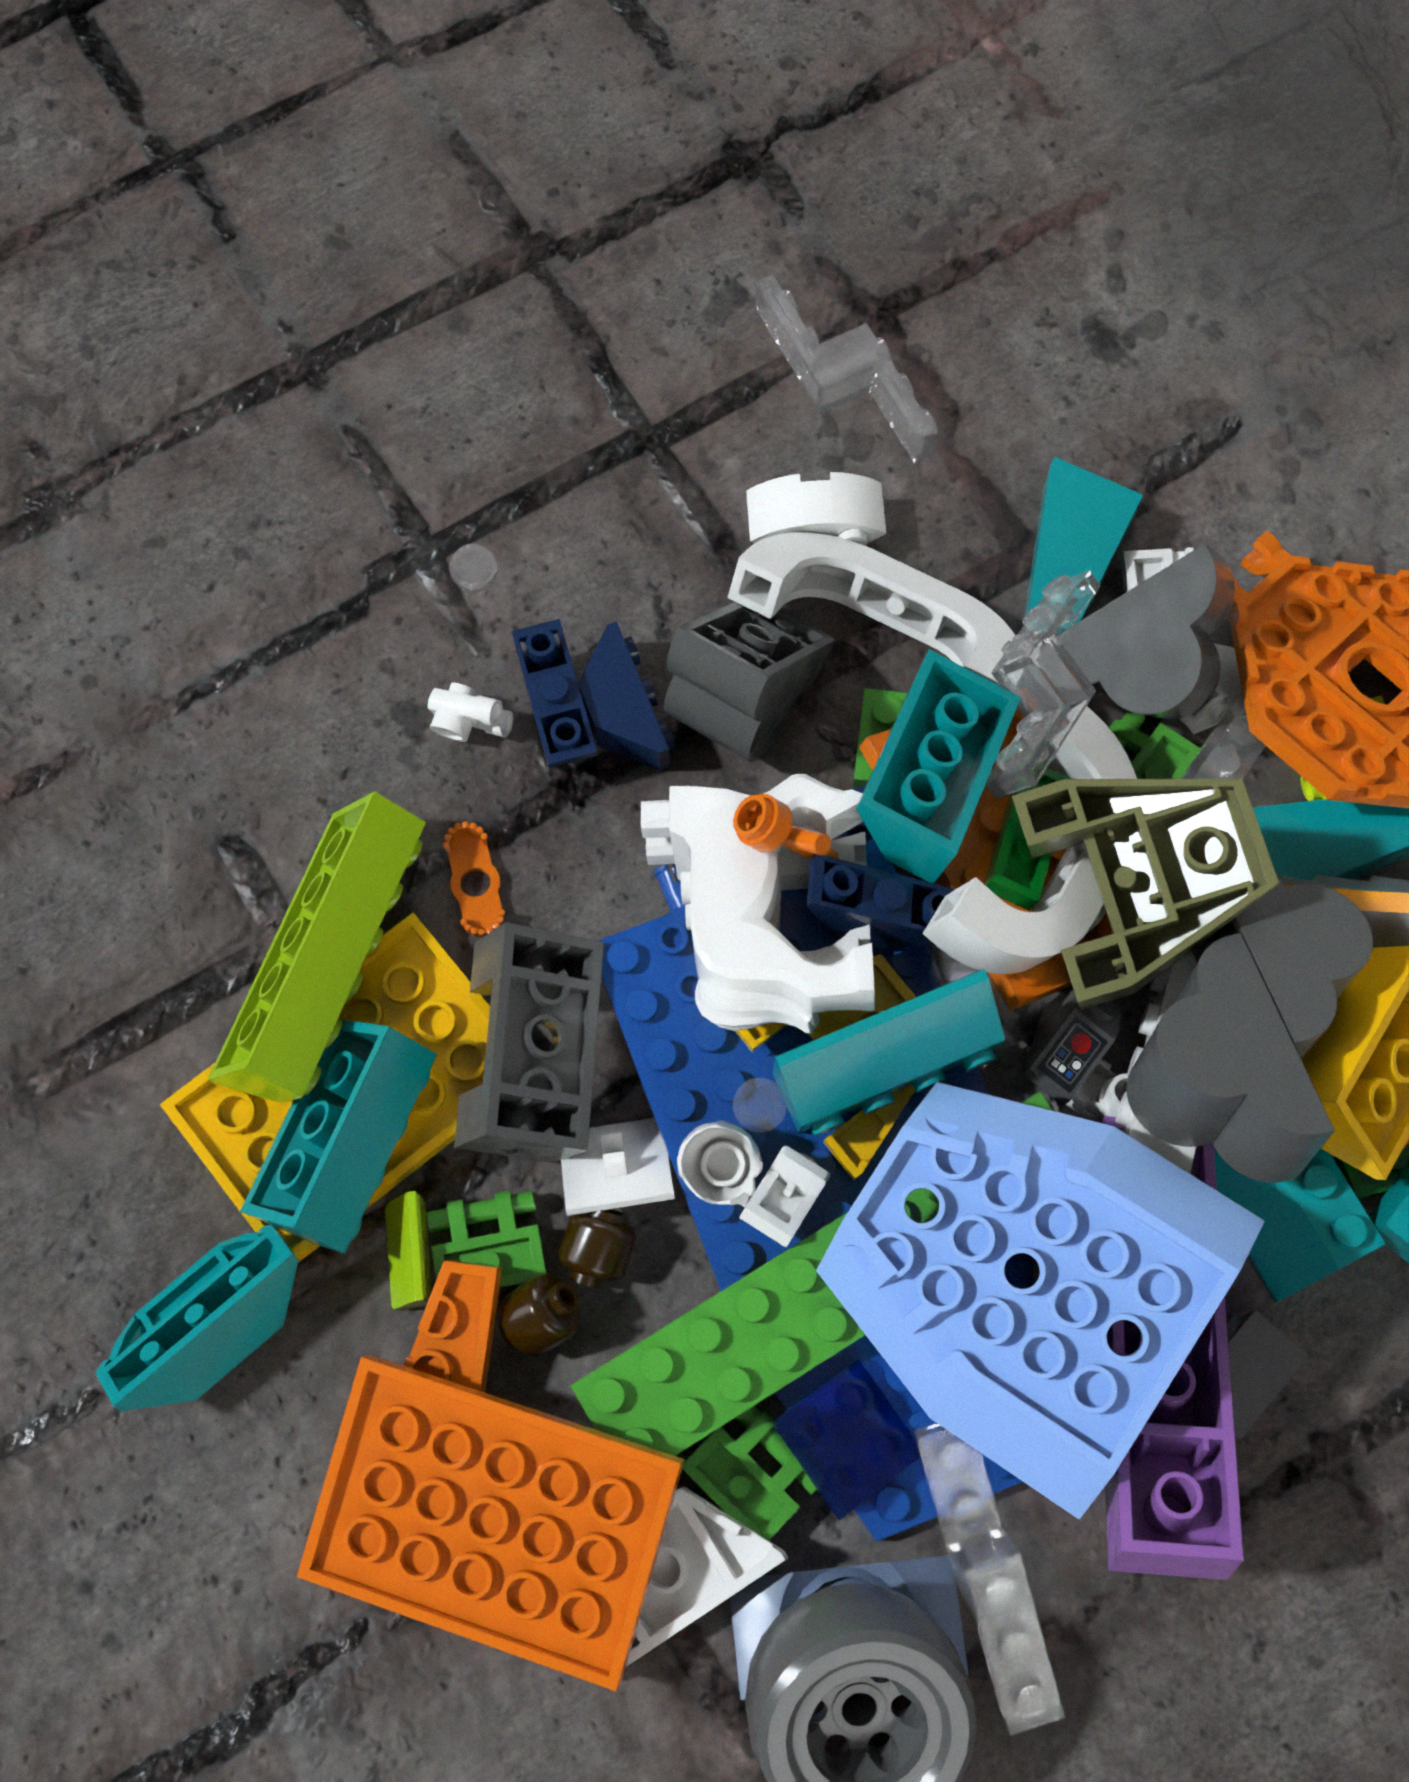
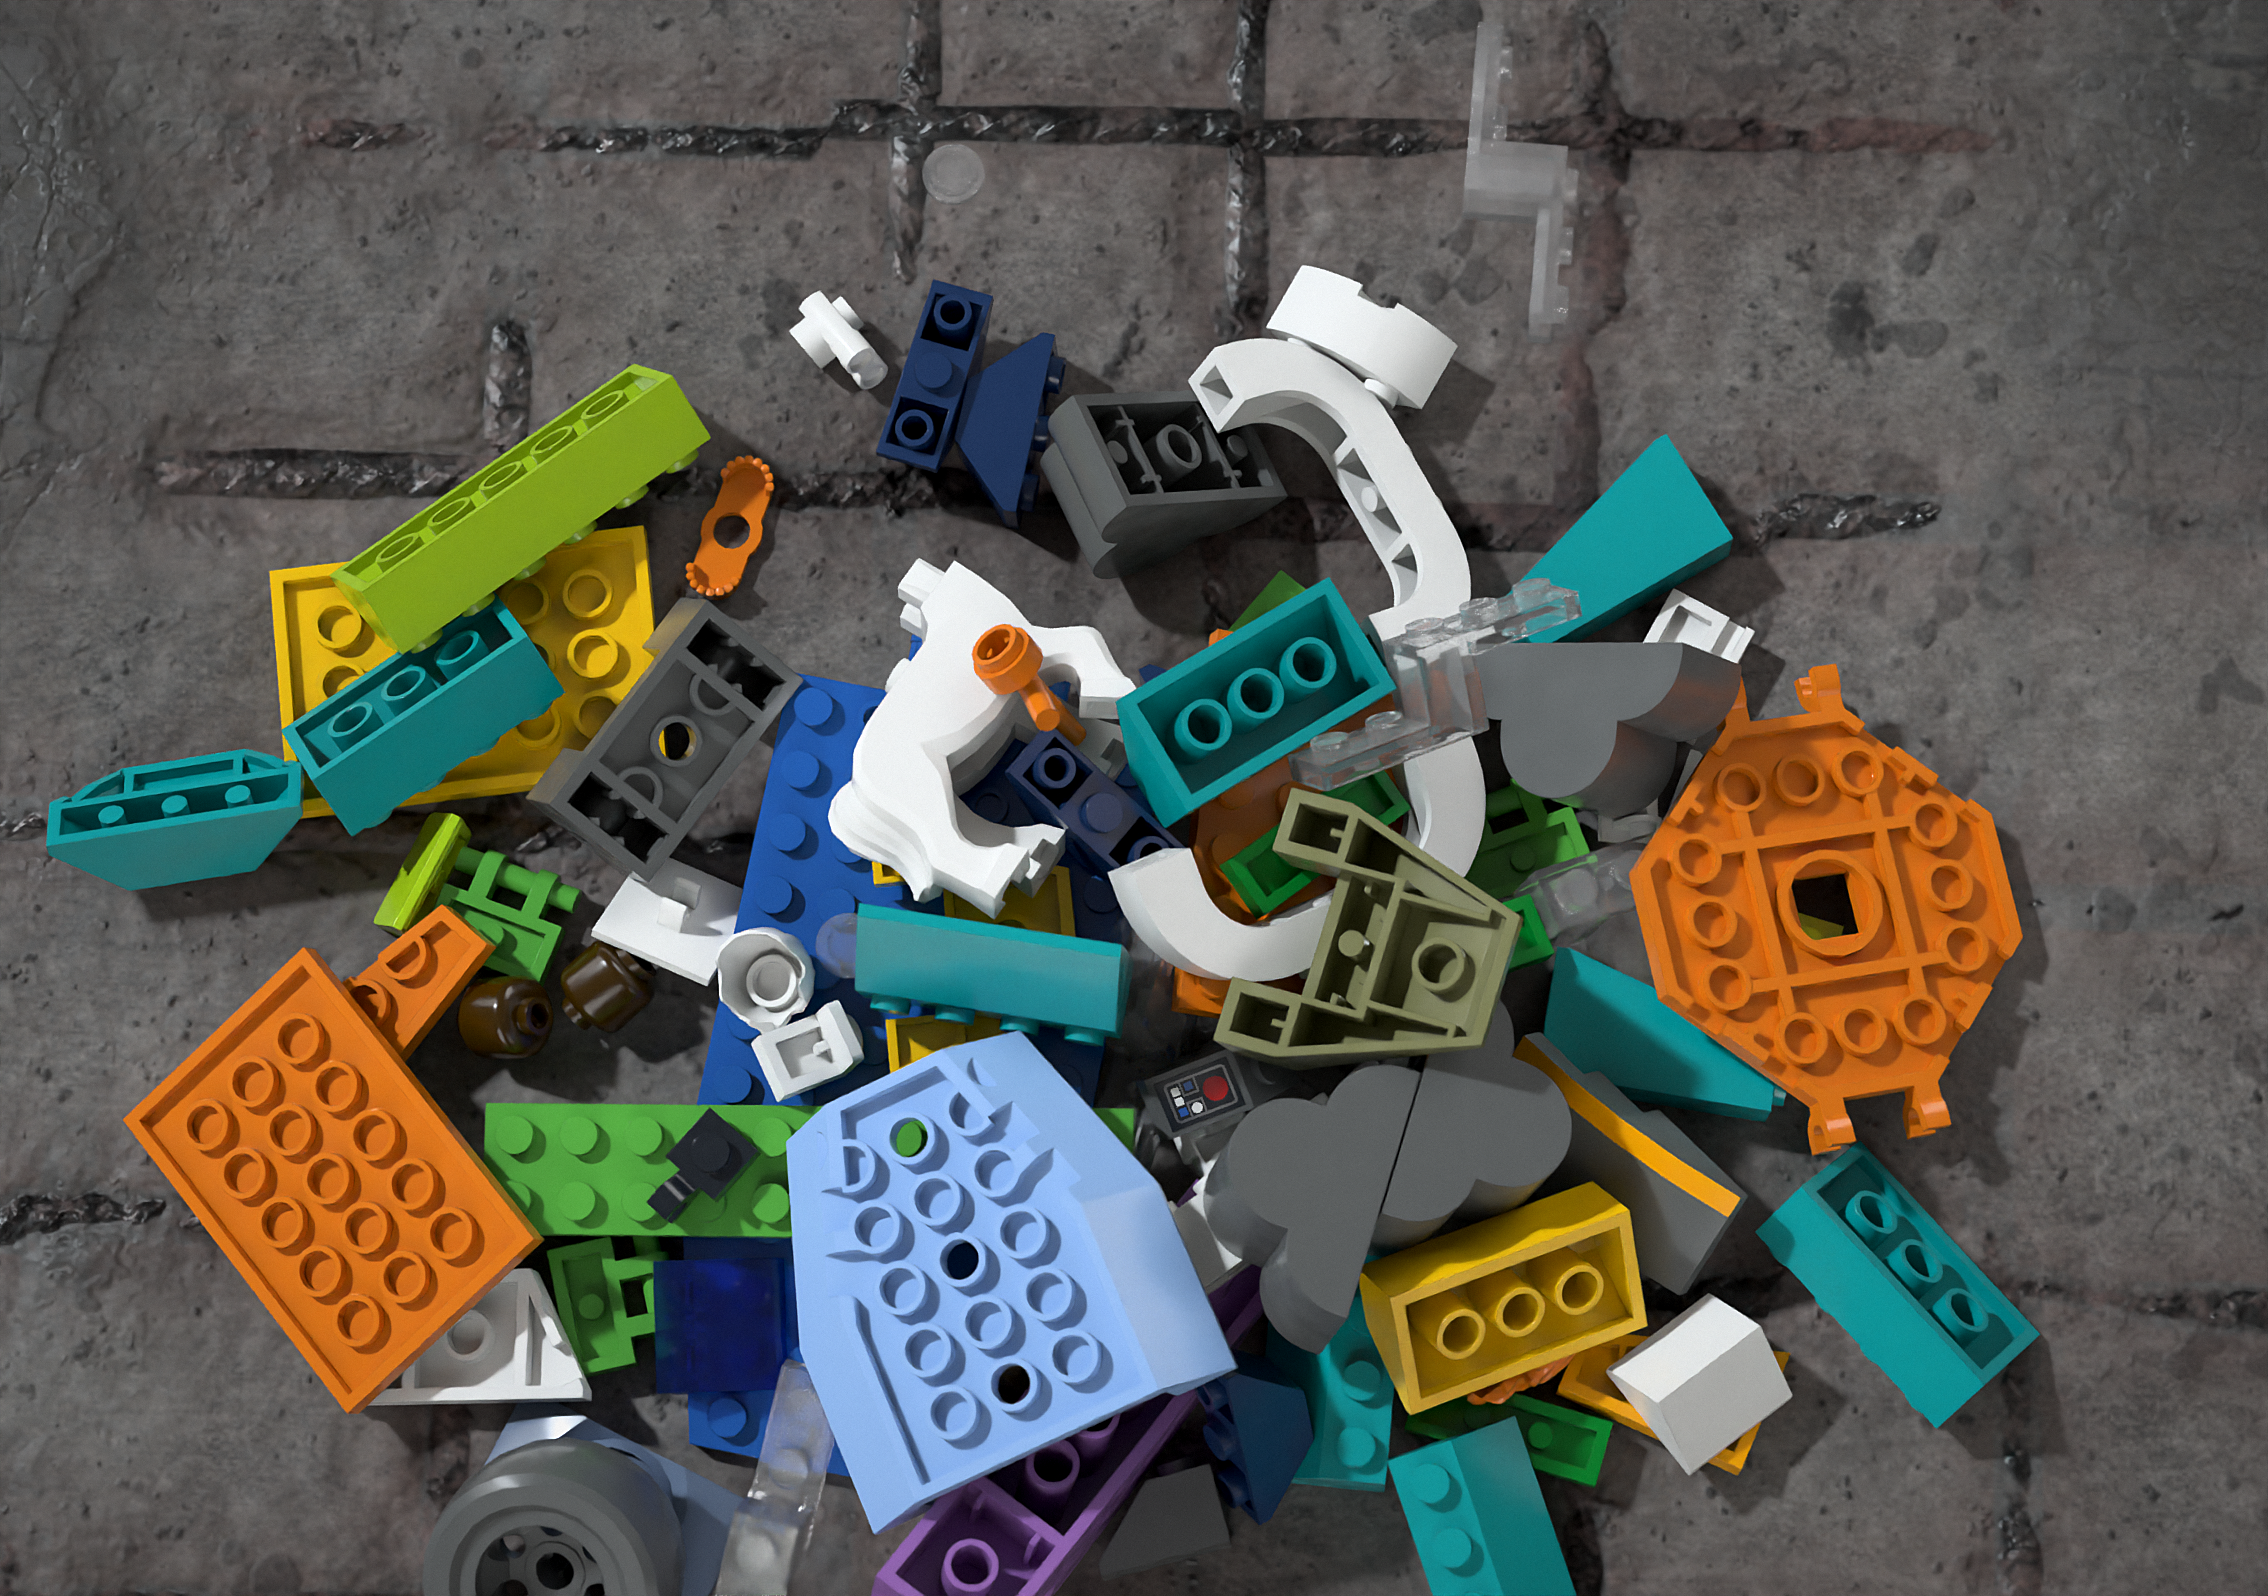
camera: 40 degrees right, 5 degrees up
(768, 1321) = (709, 1160): none -> black plate
(1281, 1272) = (1256, 1431): none -> dark blue slope

